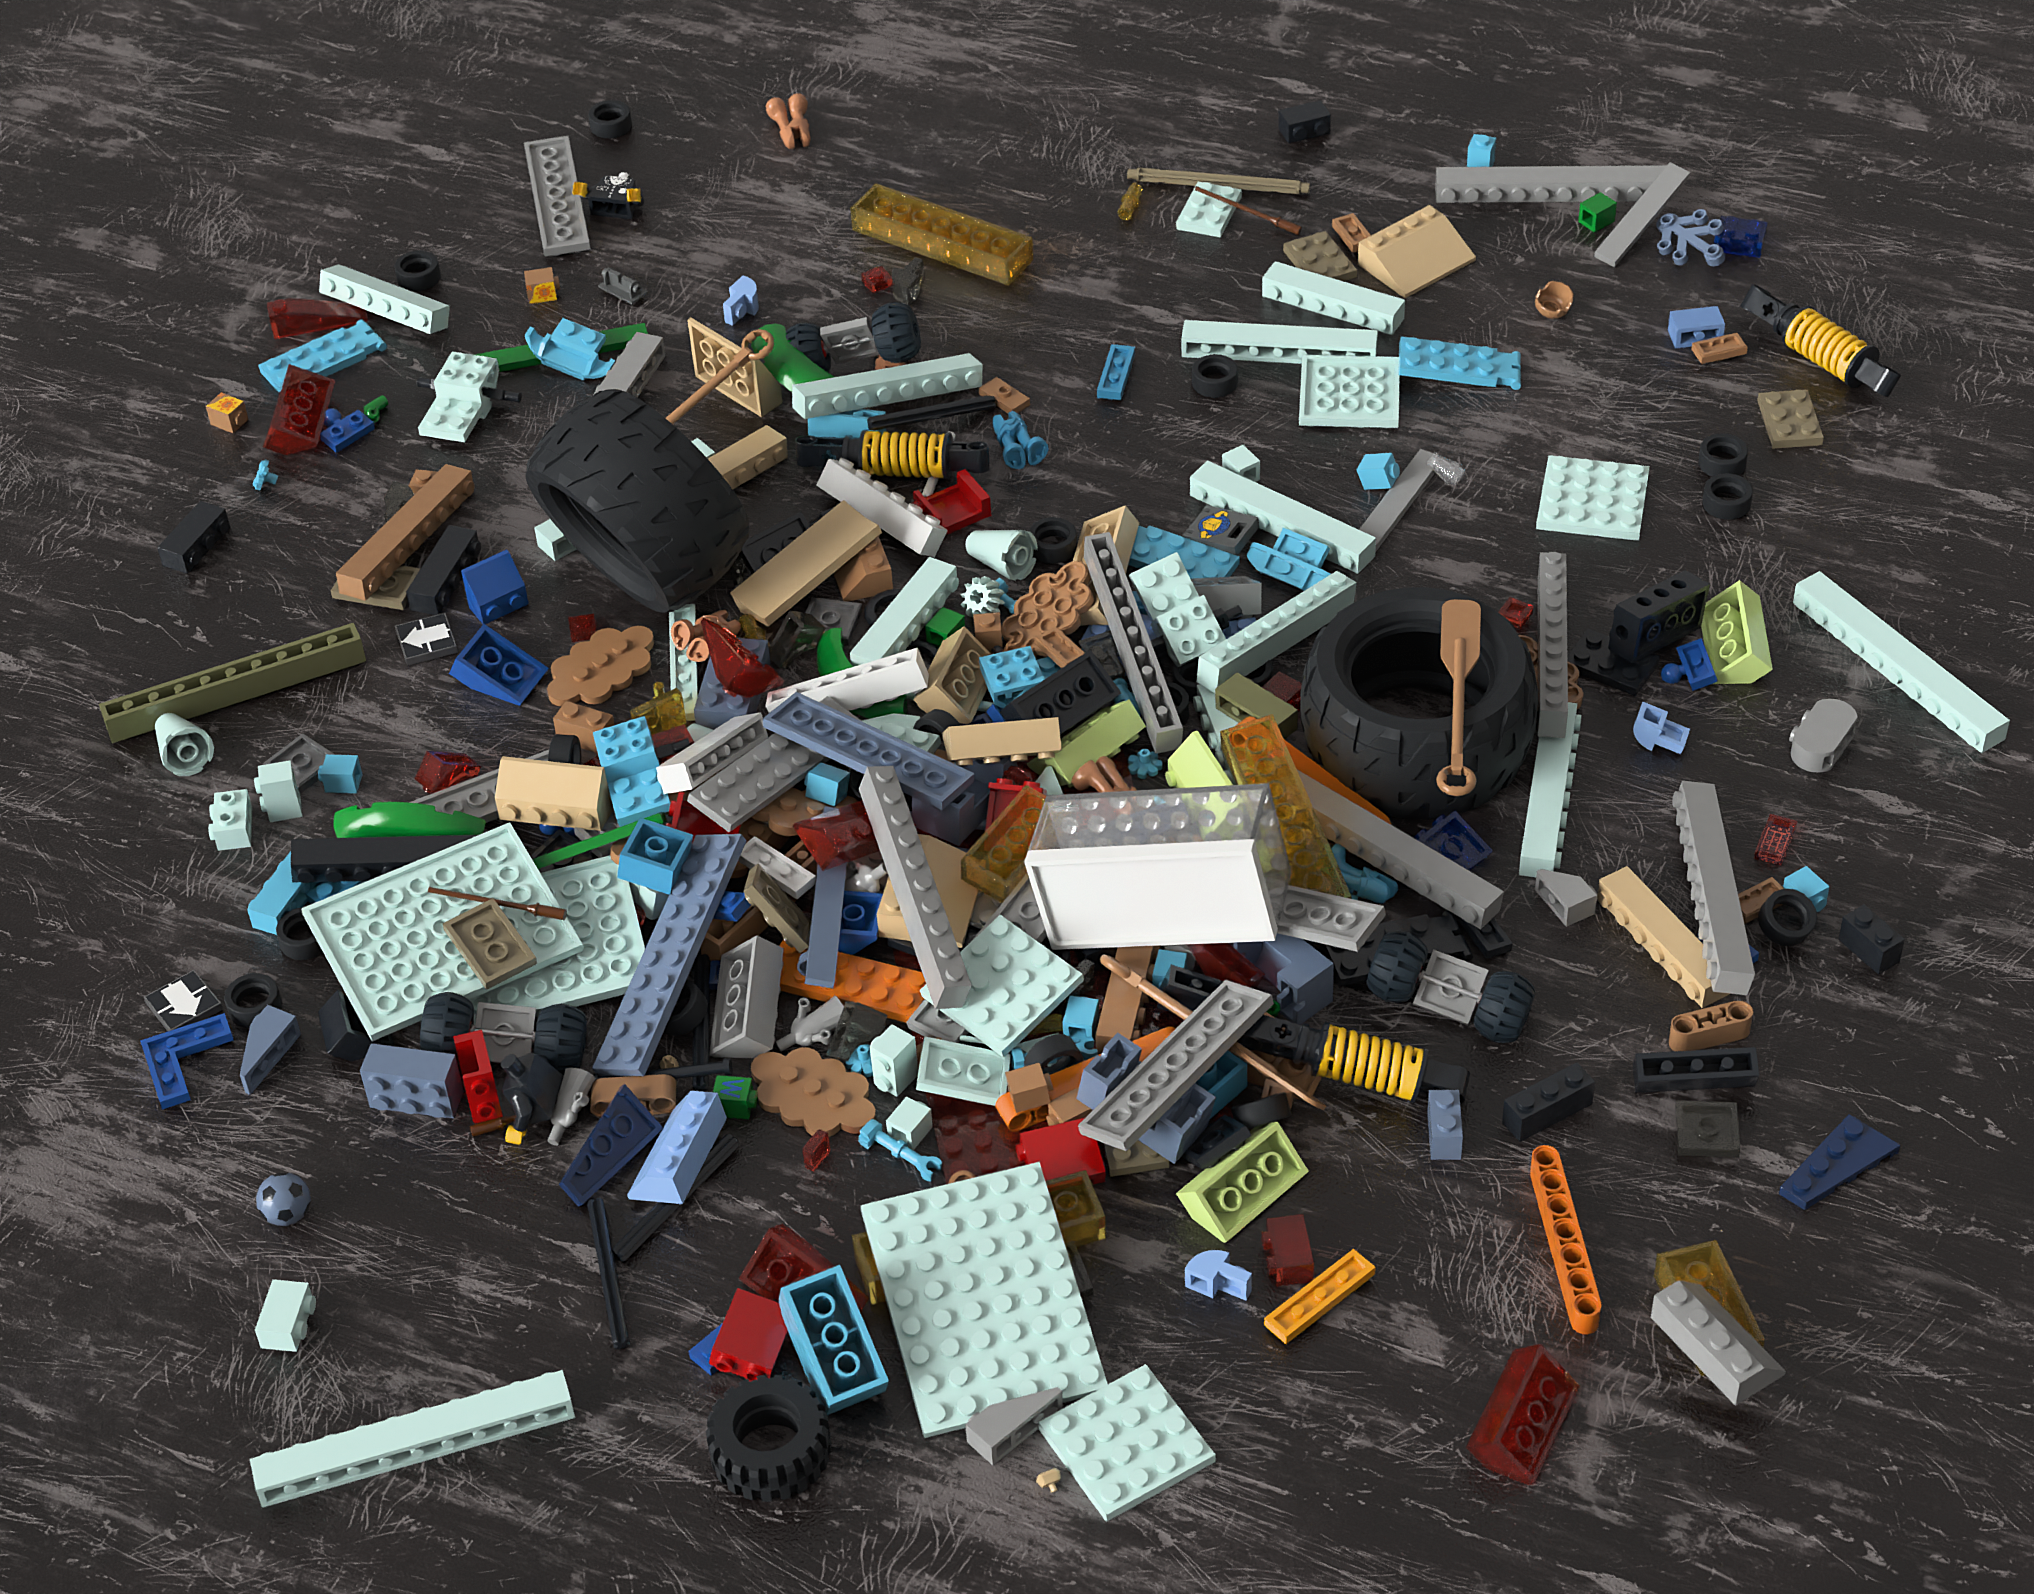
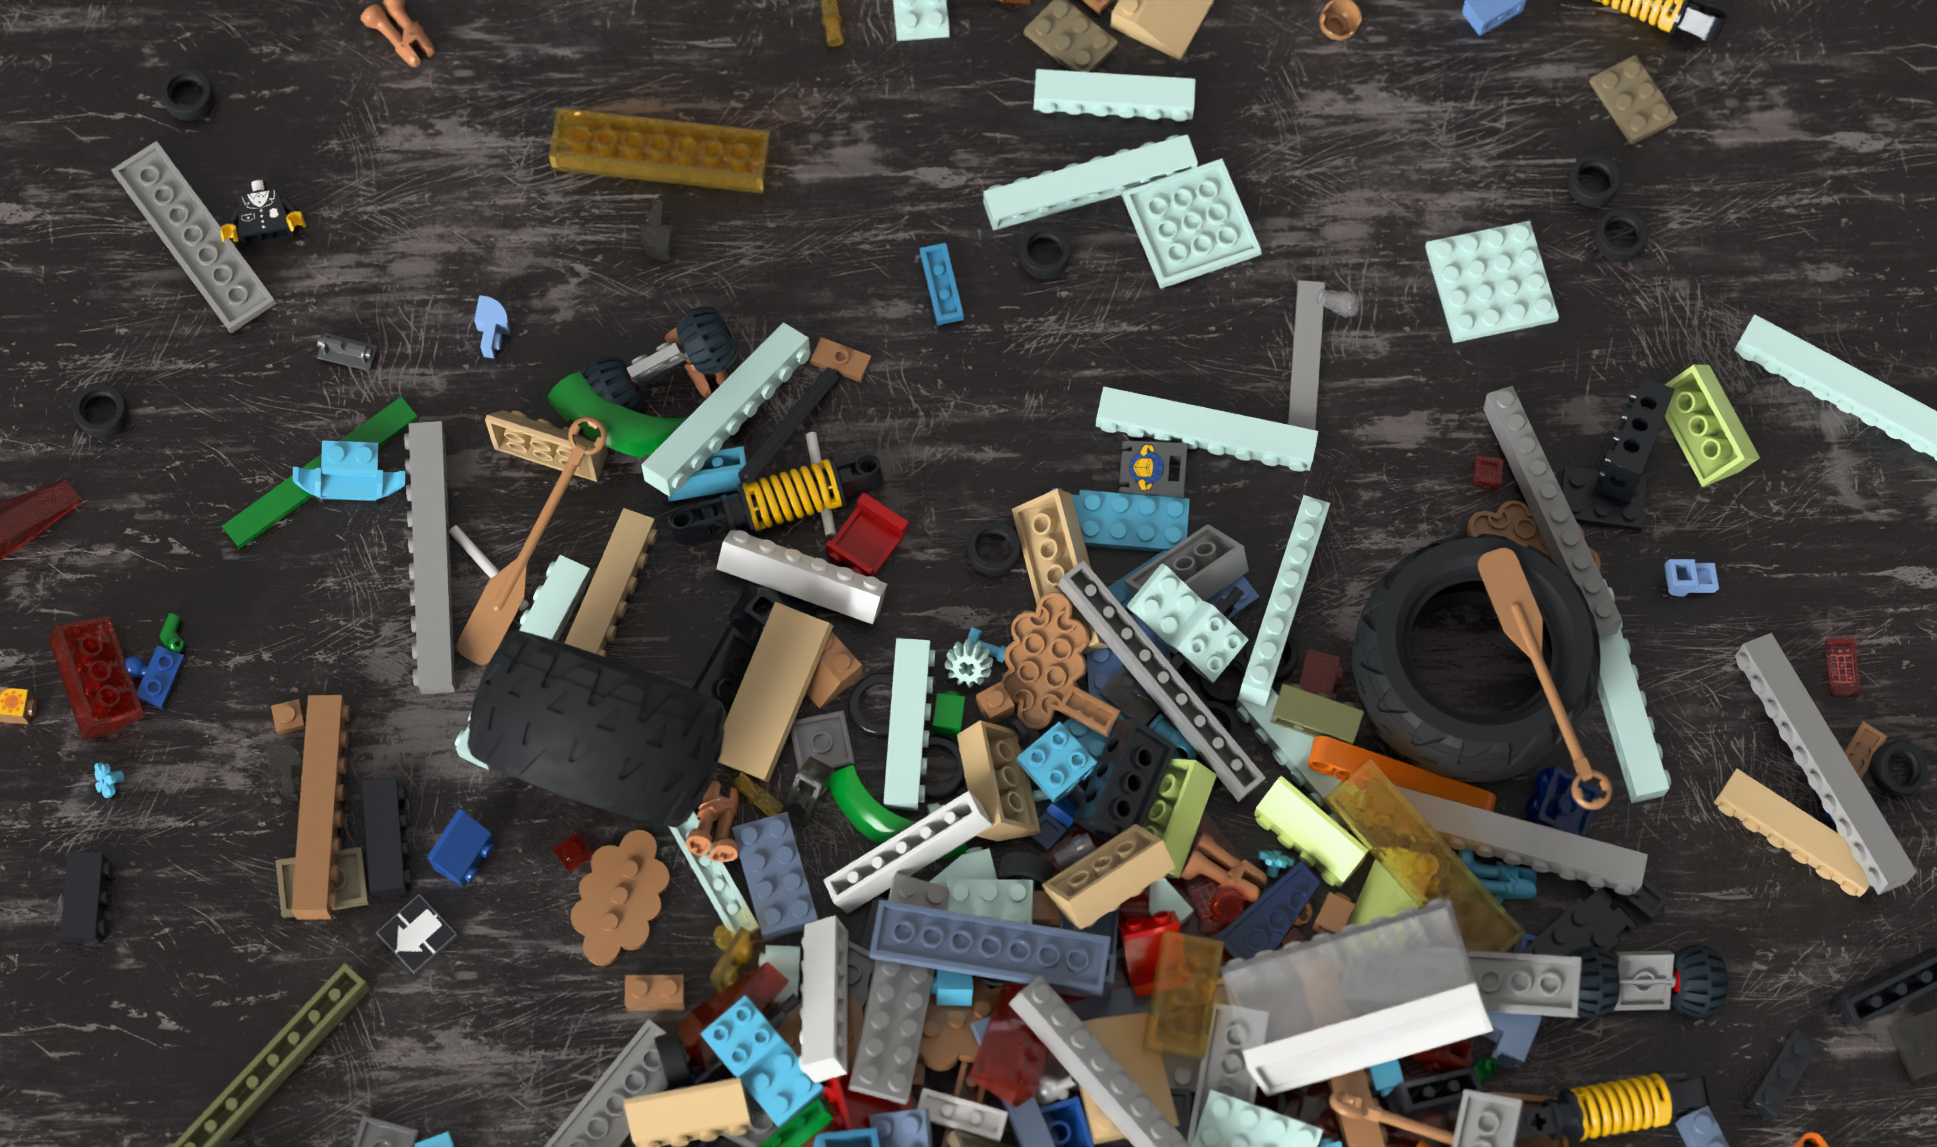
camera: 30 degrees left, 25 degrees up
(326, 354) = (65, 577): medium azure hinge -> none
(384, 299) = (91, 472): light aqua brick -> none
(445, 770) = (545, 1106): clear red arch -> none
(462, 396) = (266, 589): light aqua piece -> none
(497, 667) = (519, 948): blue slope -> none
(541, 285) = (256, 383): brick -> none
(736, 665) = (787, 873): clear red wedge -> none
(876, 279) = (617, 235): clear red plate -> none
(1004, 551) = (953, 588): light aqua cone -> none
(1007, 434) = (873, 419): dark azure piece -> none
(1144, 763) = (1225, 808): medium azure plant -> none
(1242, 463) = (1133, 373): light aqua brick -> none
(1292, 559) = (1246, 488): medium azure plate -> none
(1378, 471) = (1275, 332): medium azure brick -> none
(1458, 363) = (1282, 144): medium azure hinge -> none
(1566, 895) = (1691, 819): light grey slope -> none
(1694, 664) = (1683, 475): blue plate -> none
(1711, 1026) = (1898, 919): medium nougat beam -> none
(1719, 348) = (1527, 26): medium nougat plate -> none
(1809, 884) = (1900, 725): medium azure brick -> none
(1823, 735) = (1836, 522): light grey brick -> none

